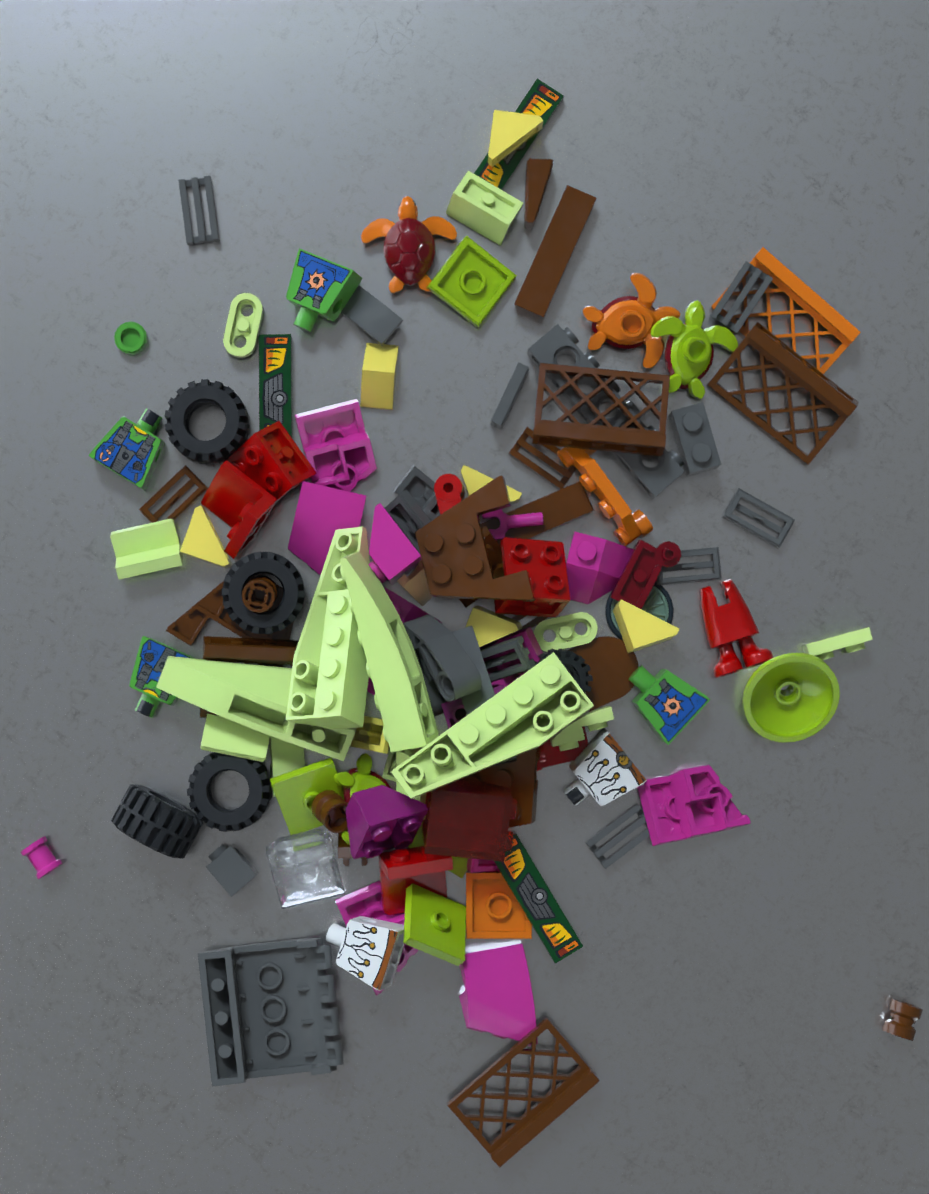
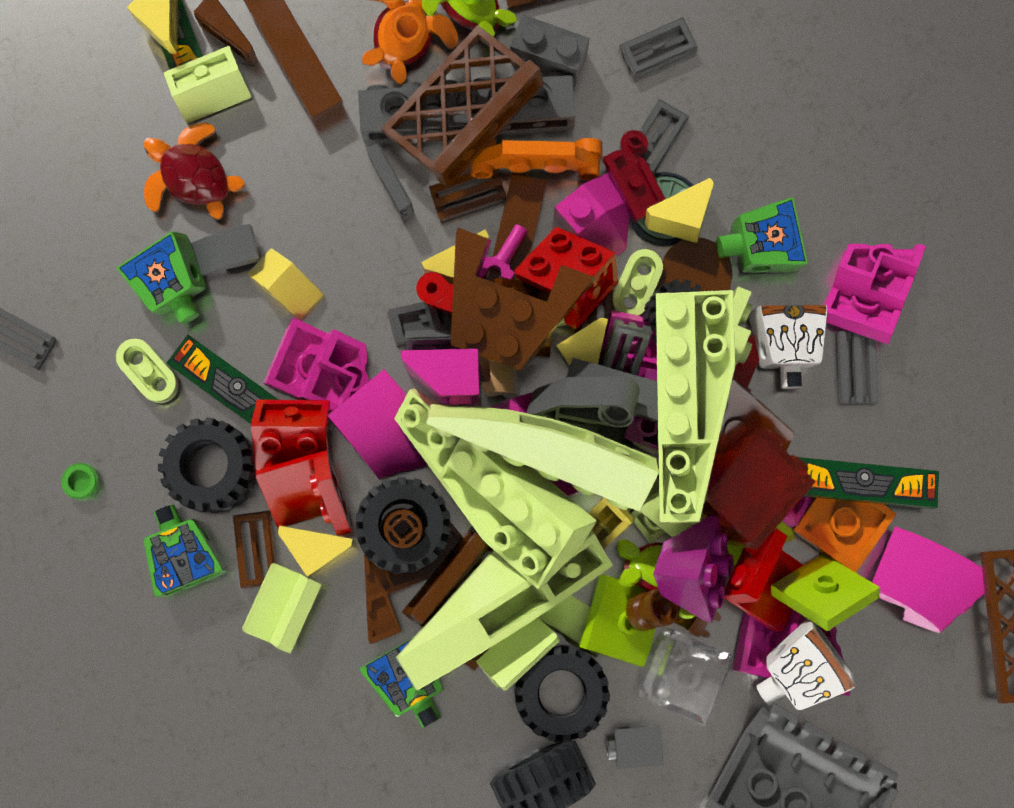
camera: 50 degrees left, 5 degrees down
(471, 281) = (263, 142): lime plate -> none
(730, 624) = (735, 139): red piece -> none
(800, 708) = (853, 125): lime dish -> none
(851, 641) = (825, 44): yellowish green plate -> none

